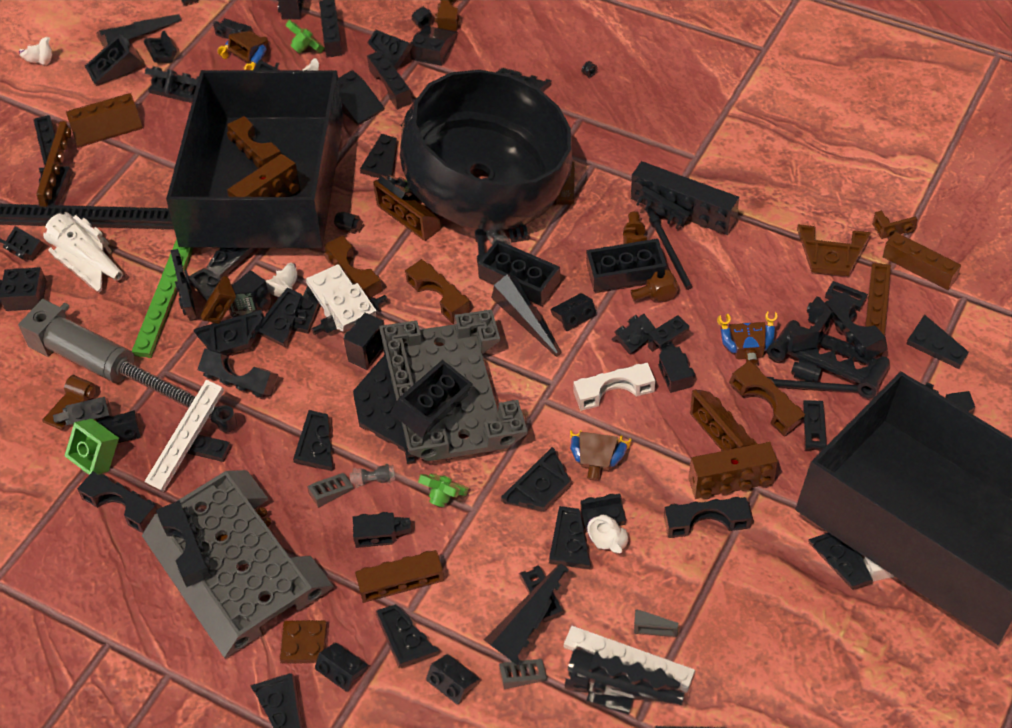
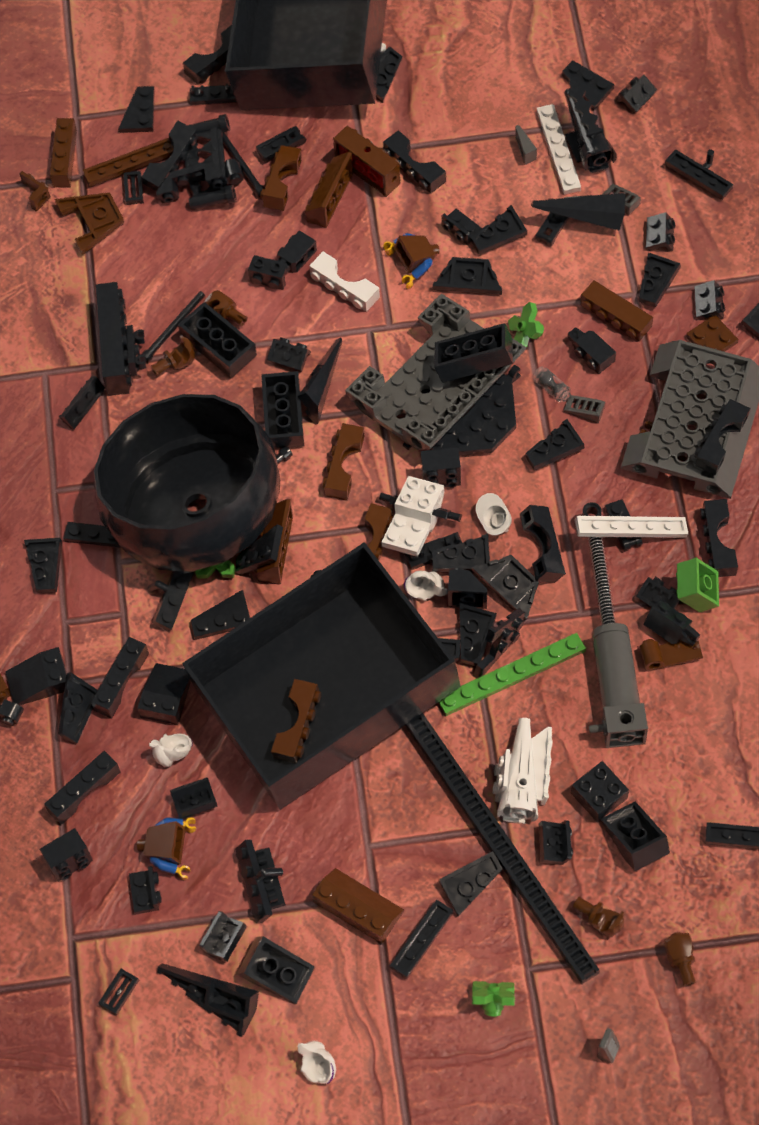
camera: 125 degrees left, 10 degrees up
(53, 163) = (457, 883): reddish brown plate -> none
(219, 301) = (507, 597): reddish brown tile -> none
(273, 179) = (353, 648): reddish brown brick -> none
(291, 357) = (493, 514): none -> white piece
(303, 38) = (118, 796): bright green plant -> none
(607, 534) = (478, 206): white hair -> none
(634, 333) = (280, 301): black bracket -> none
(638, 153) = (82, 402): none -> black plate
(747, 339) = (229, 219): torso -> none

